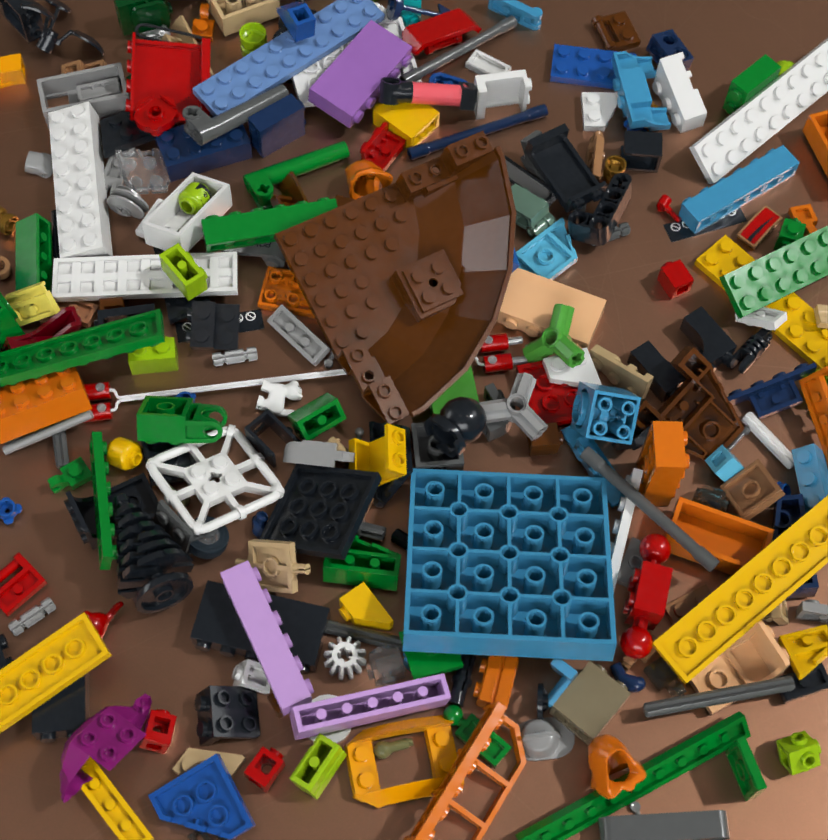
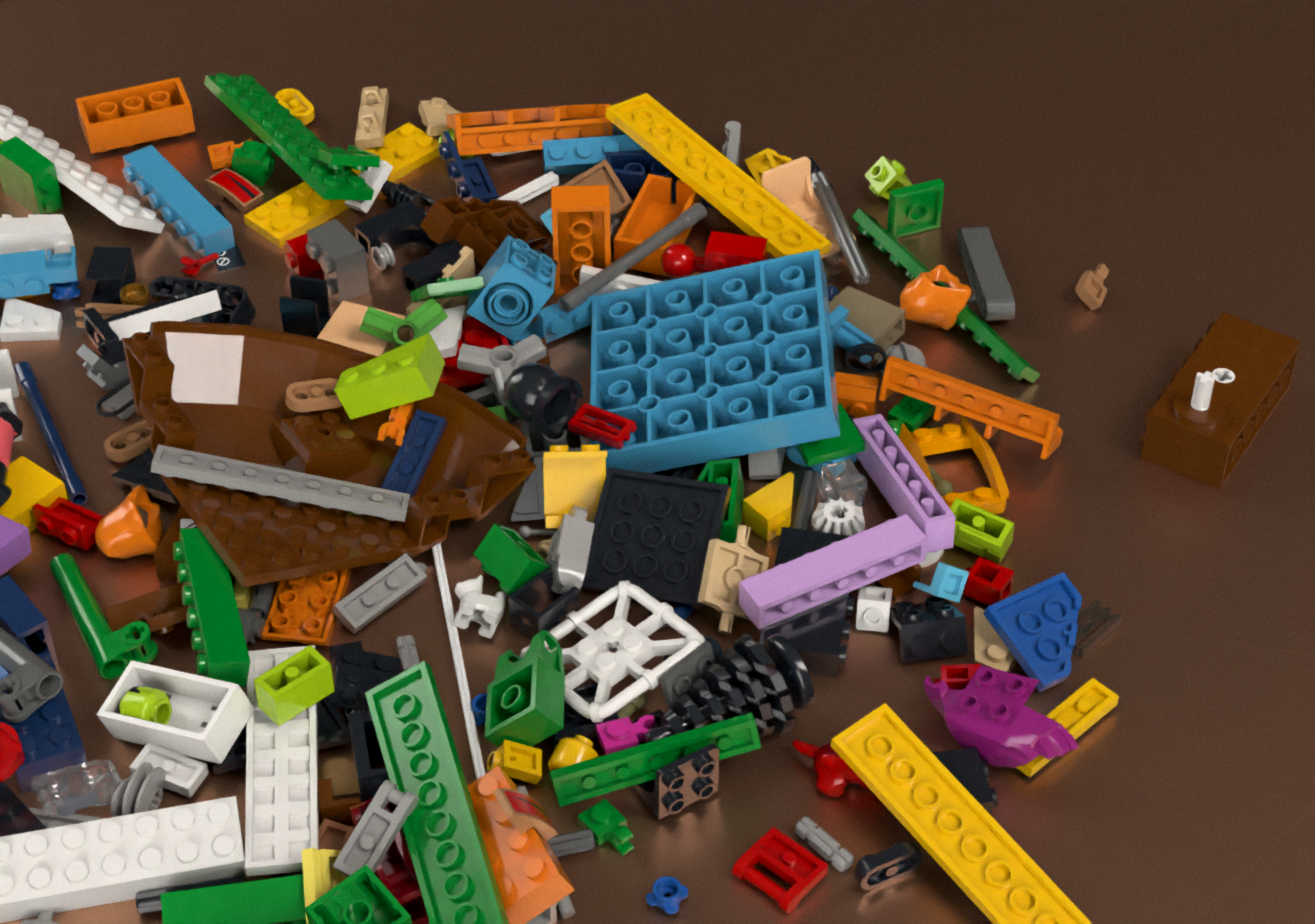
camera: 90 degrees left, 20 degrees down
(36, 402) = (525, 812): none -> medium nougat slope
(46, 319) = (376, 829): none -> light grey plate
(127, 419) = (517, 761): none -> yellow bracket
(137, 483) = (623, 734): none -> dark pink plate
(261, 728) = (946, 583): none -> medium azure panel
(374, 256) = (280, 483): none -> light grey plate
(410, 344) = (415, 453): none -> dark blue plate
(425, 489) = (598, 428): none -> red tile
(439, 330) = (397, 424): none -> orange plate
(462, 273) = (312, 395): none -> medium nougat plate
(466, 317) = (391, 378): none -> lime wedge
(567, 177) = (176, 311): none -> white sticker
(597, 363) = (447, 288): none -> plate
(606, 280) = (307, 309): none -> black piece
(652, 293) = (340, 259): none -> dark grey brick
(675, 332) = (383, 256): none -> light grey bush
(773, 291) = (354, 156): none -> green wing

